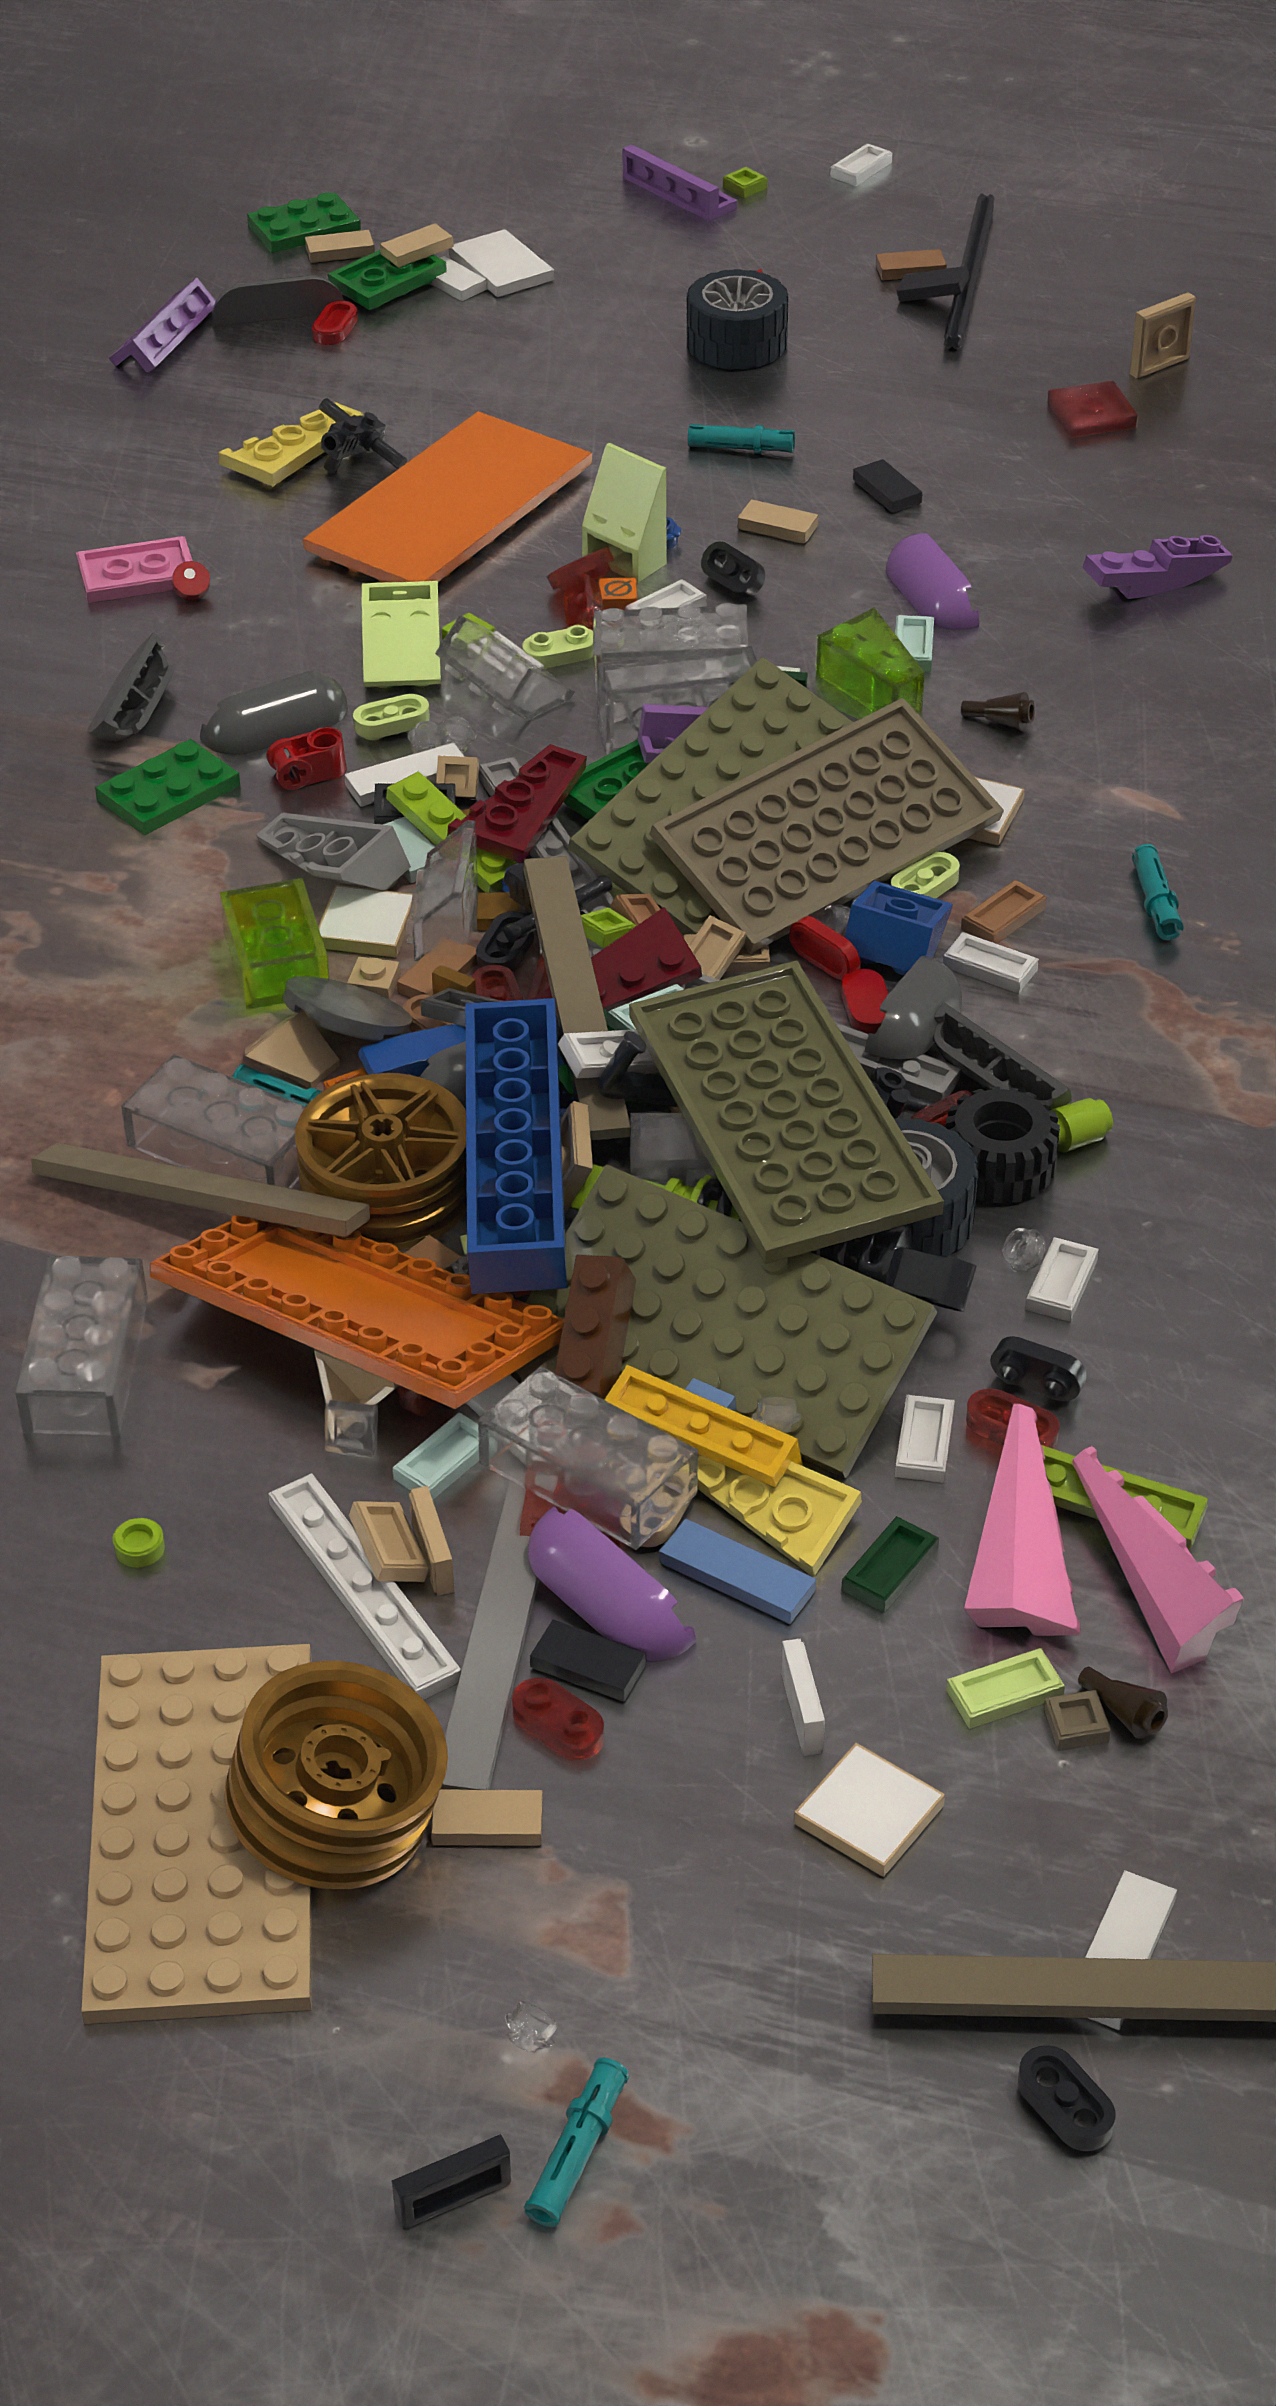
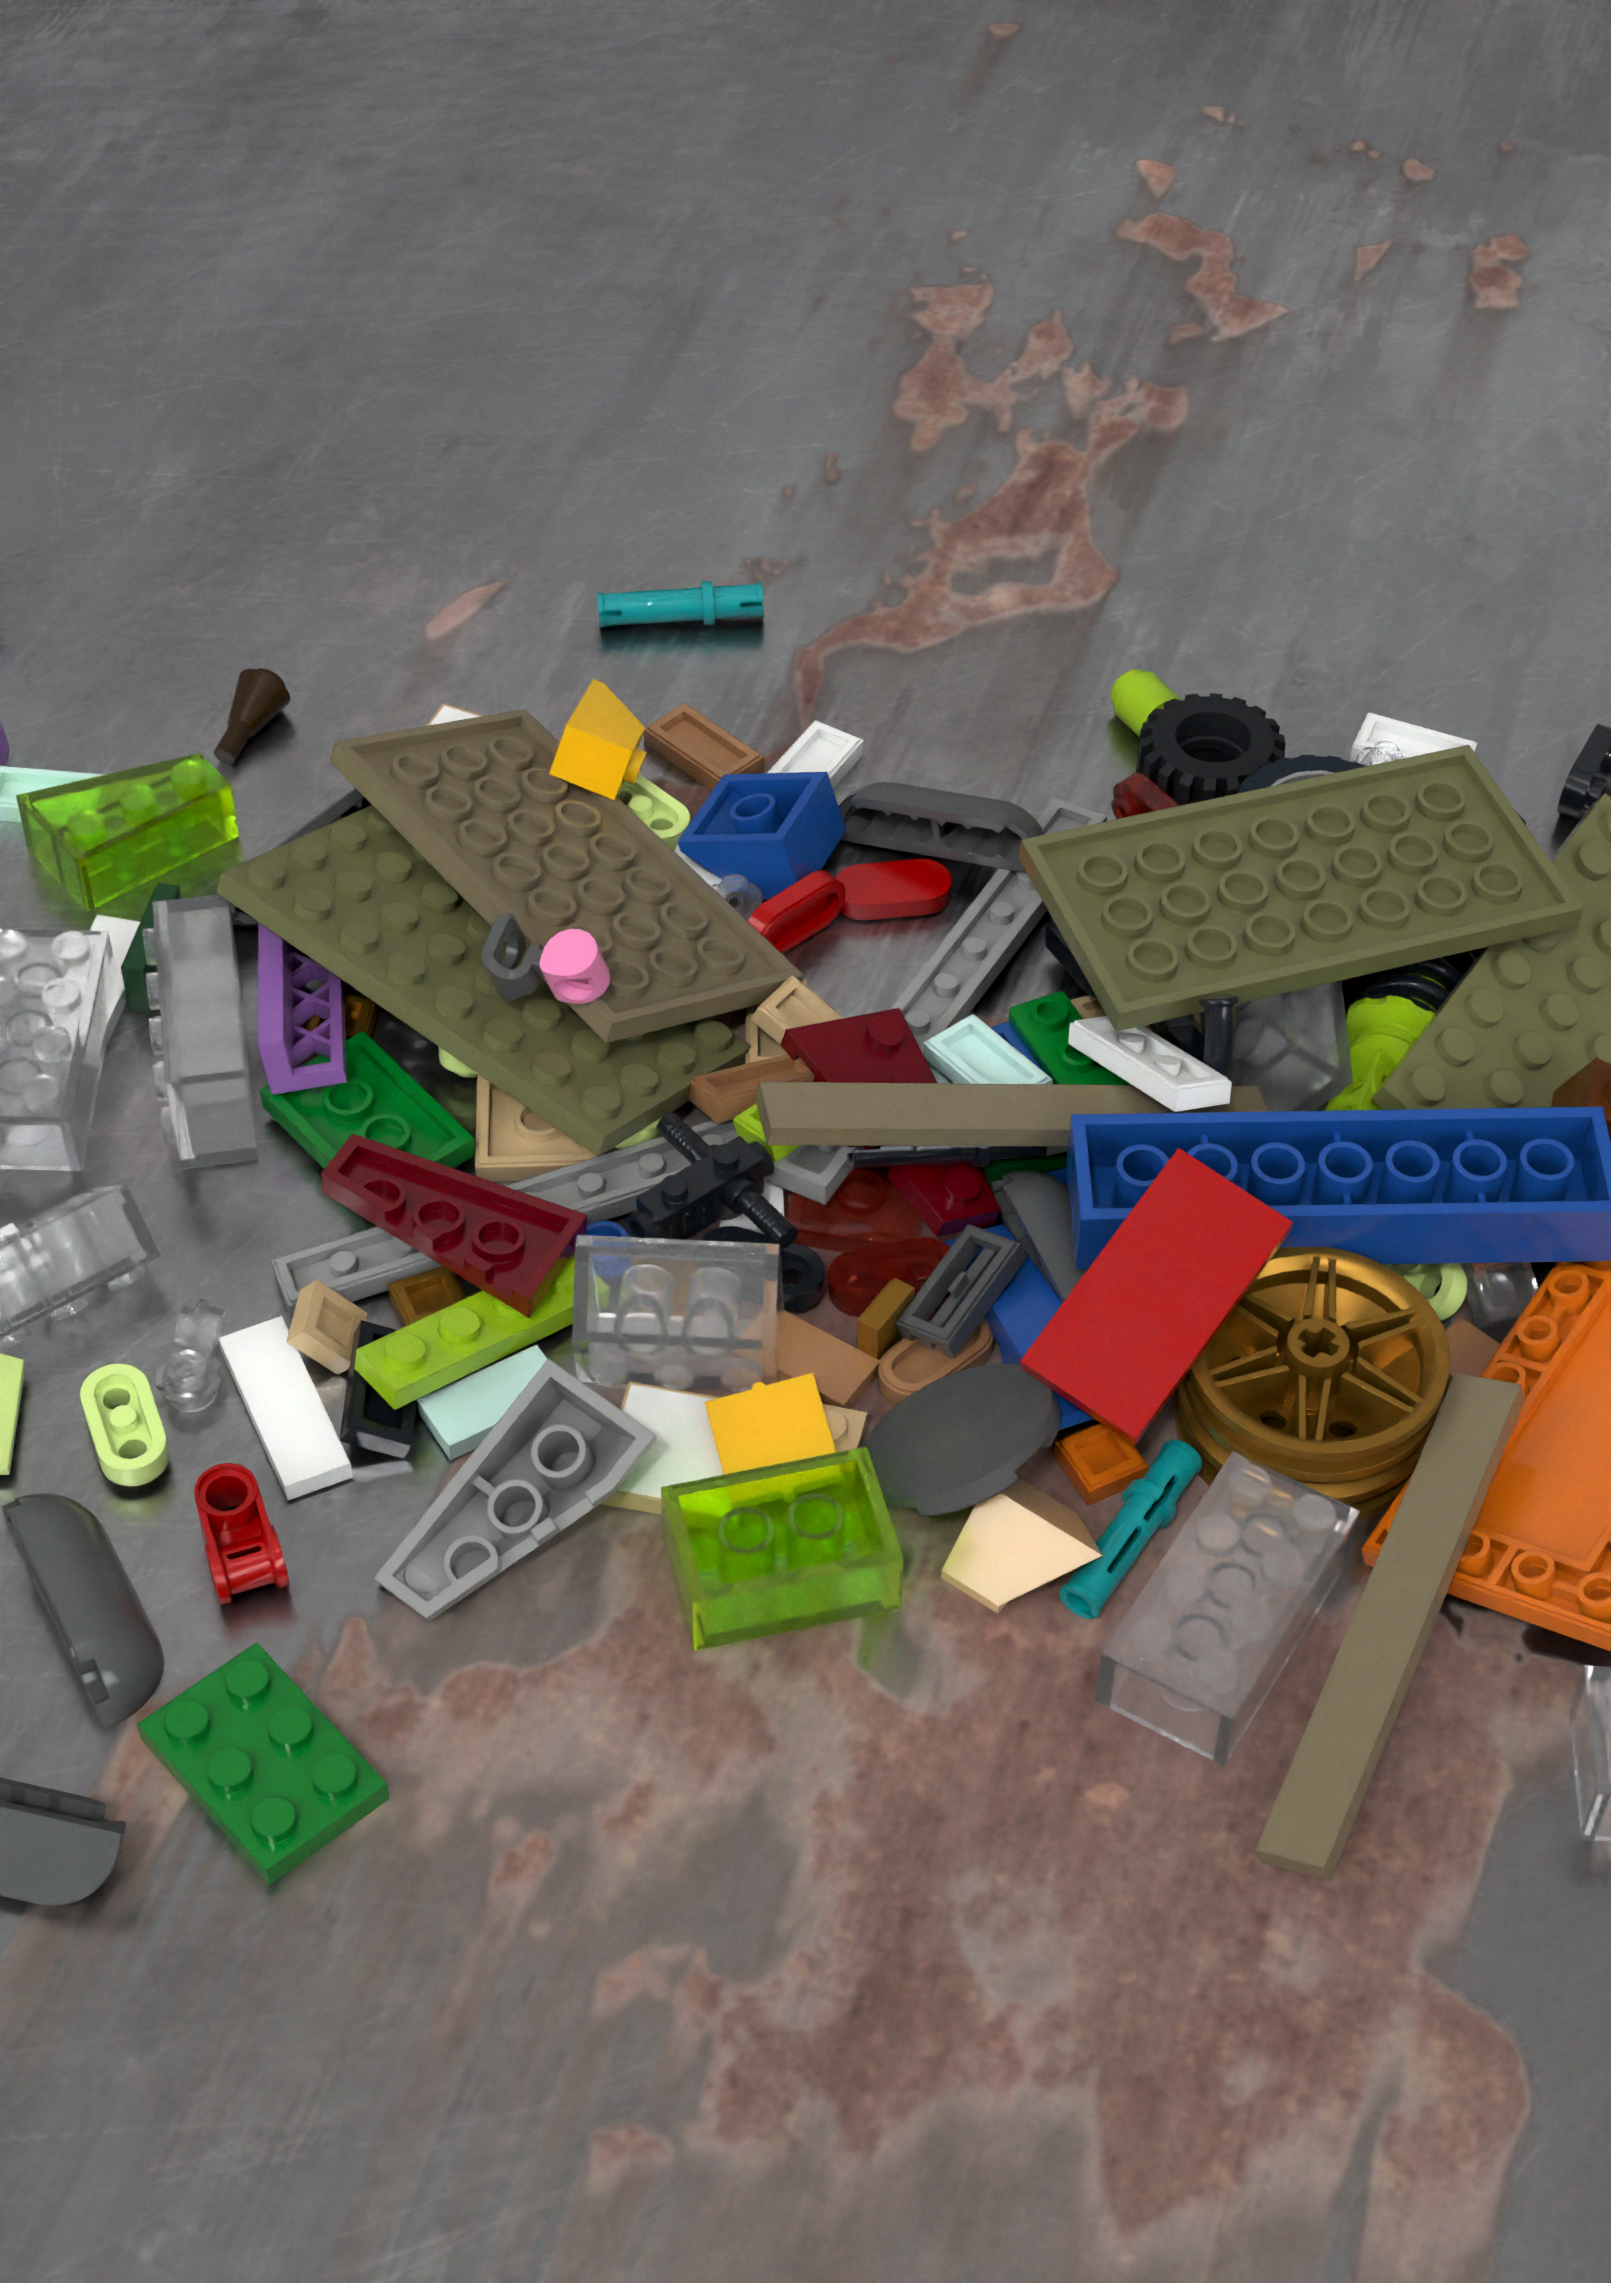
camera: 90 degrees left, 5 degrees up
(362, 944) = (770, 1424): none -> yellow piece
(409, 1042) = (1156, 1296): none -> red tile
(685, 783) = (567, 963): none -> leg
(958, 830) = (600, 744): none -> yellow slope
(992, 1061) = (1063, 755): dark grey brick -> none

